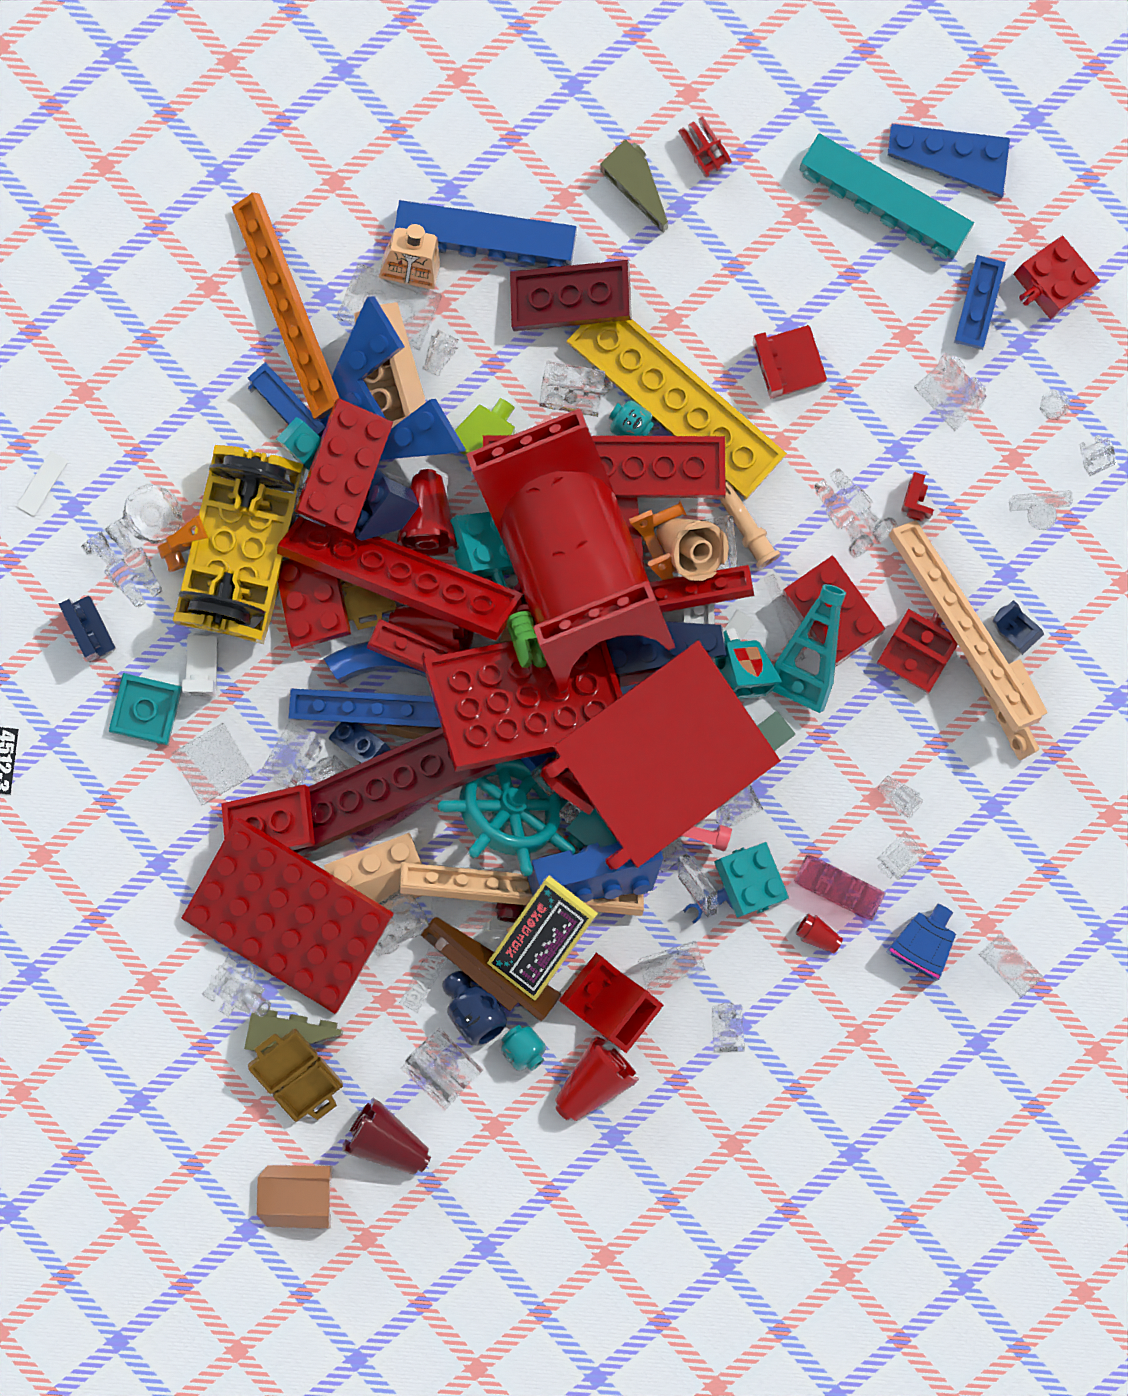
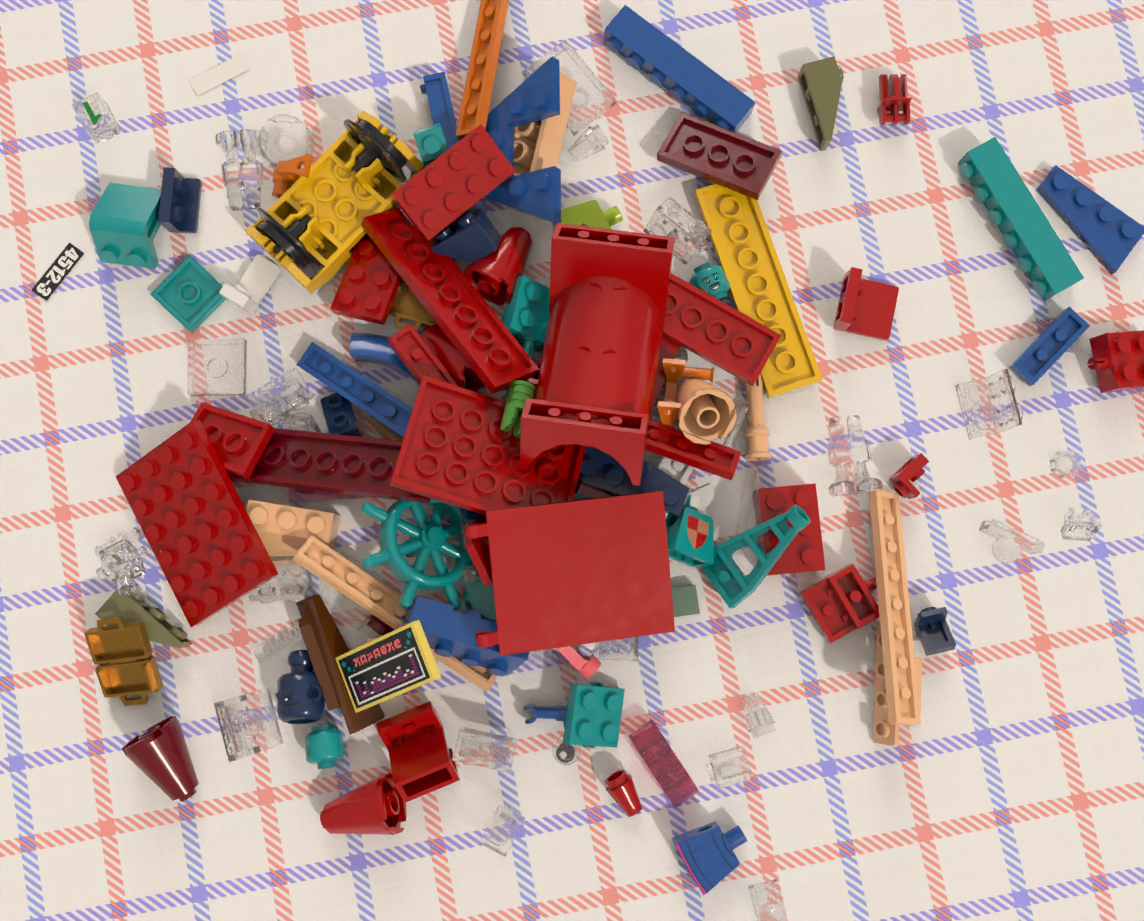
camera: 25 degrees right, 0 degrees up
(51, 676) = (126, 225): none -> teal piece
(294, 1196) = (69, 759): nougat slope -> none
(411, 257) = (609, 54): light nougat torso -> none
(697, 885) = (545, 695): clear tile -> none
(745, 928) = (565, 753): none -> clear tile

